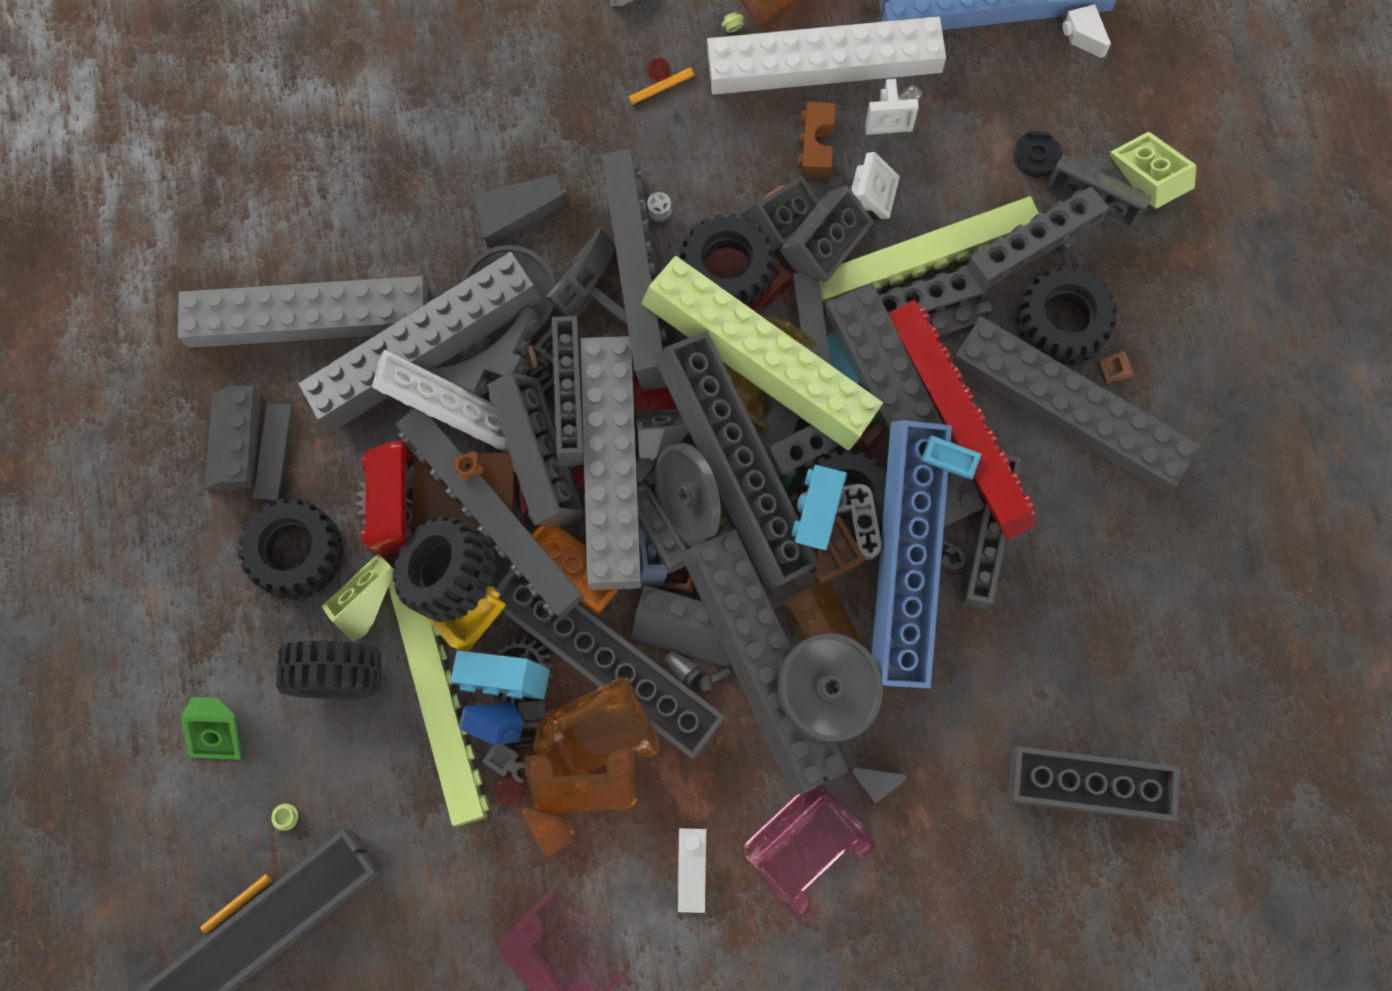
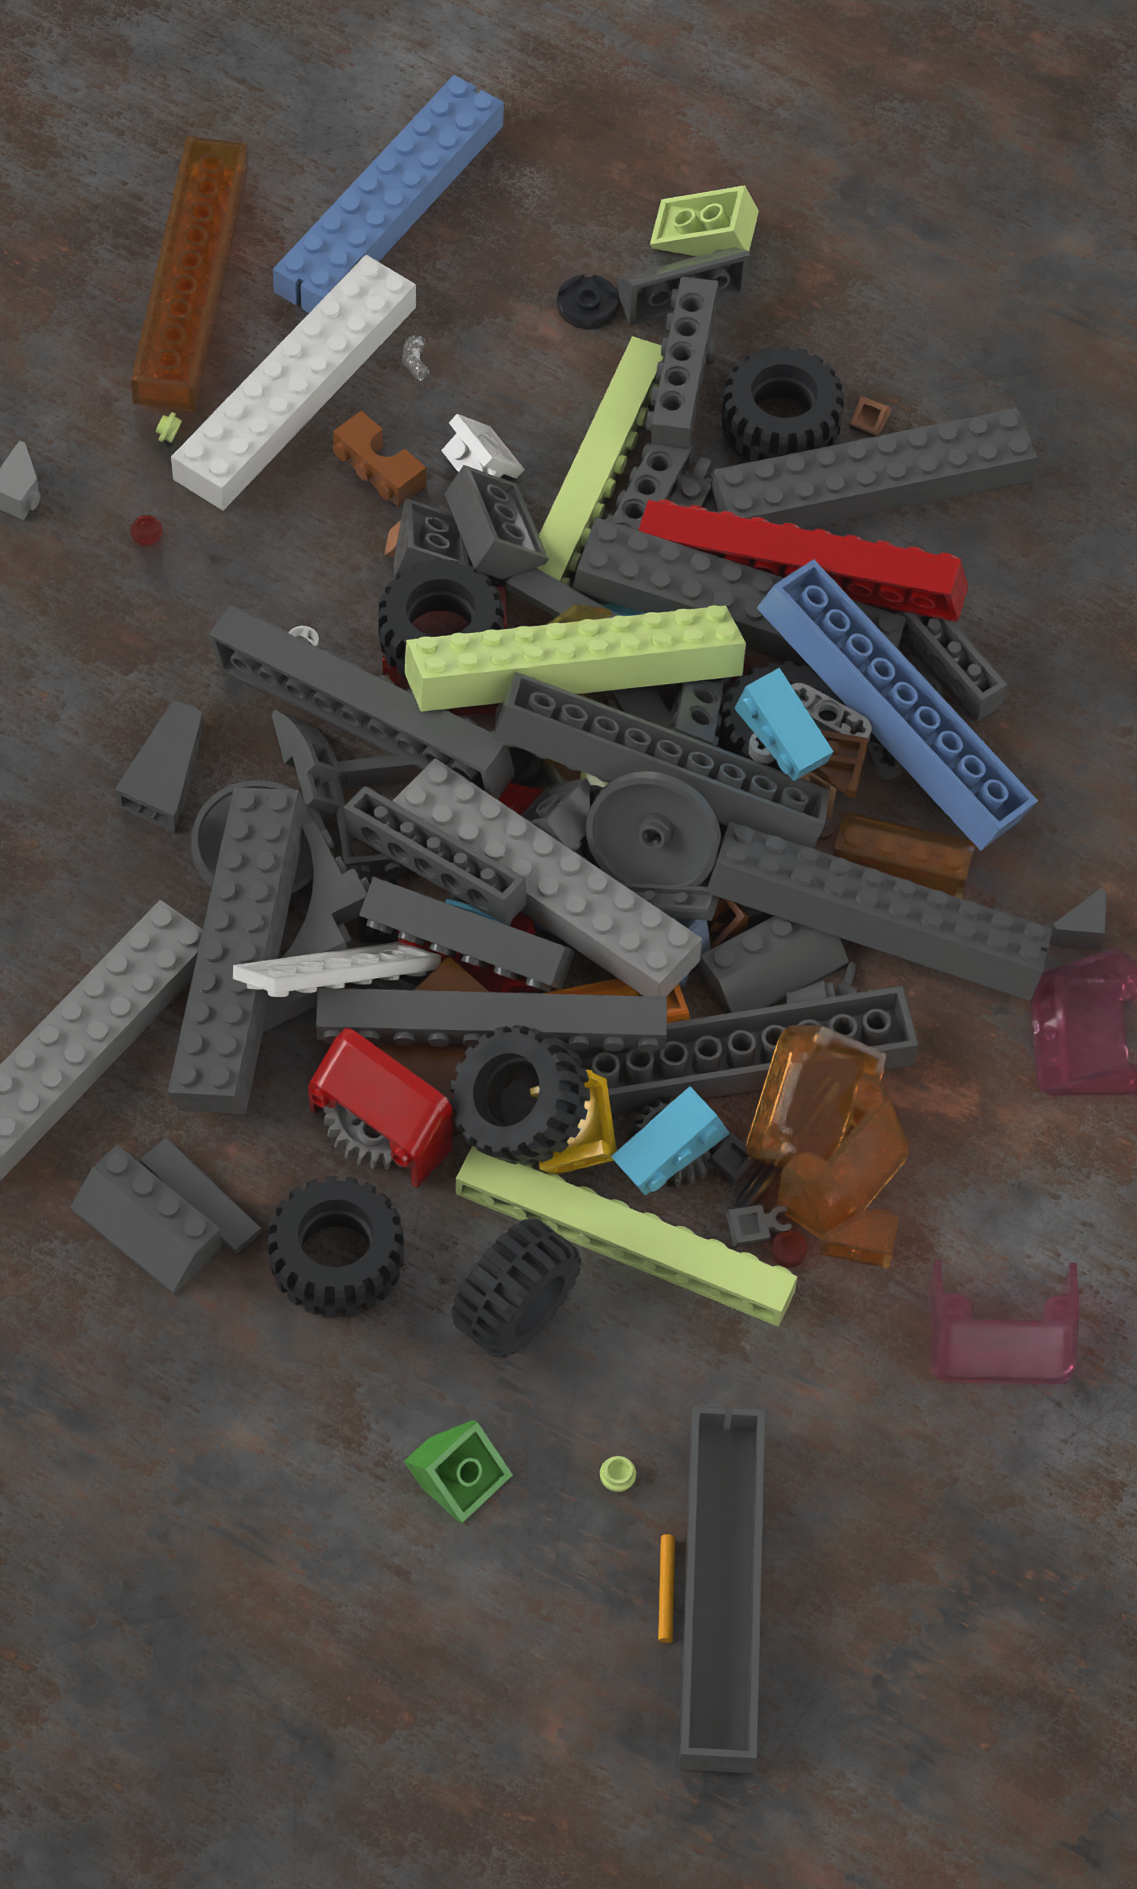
camera: 55 degrees left, 15 degrees down
(358, 601) = (458, 1213): yellowish green slope -> none
(461, 462) = (434, 980): dark orange plate -> none
(493, 722) = (711, 1194): blue slope -> none
(660, 86) = (166, 544): light orange bar -> none
(692, 870) = (1019, 1142): white slope -> none
(830, 687) = (963, 867): dark grey dish -> none
(891, 114) = (420, 372): white bracket -> none
(951, 457) = (845, 582): medium azure tile -> none
(1086, 30) = (507, 159): white slope -> none

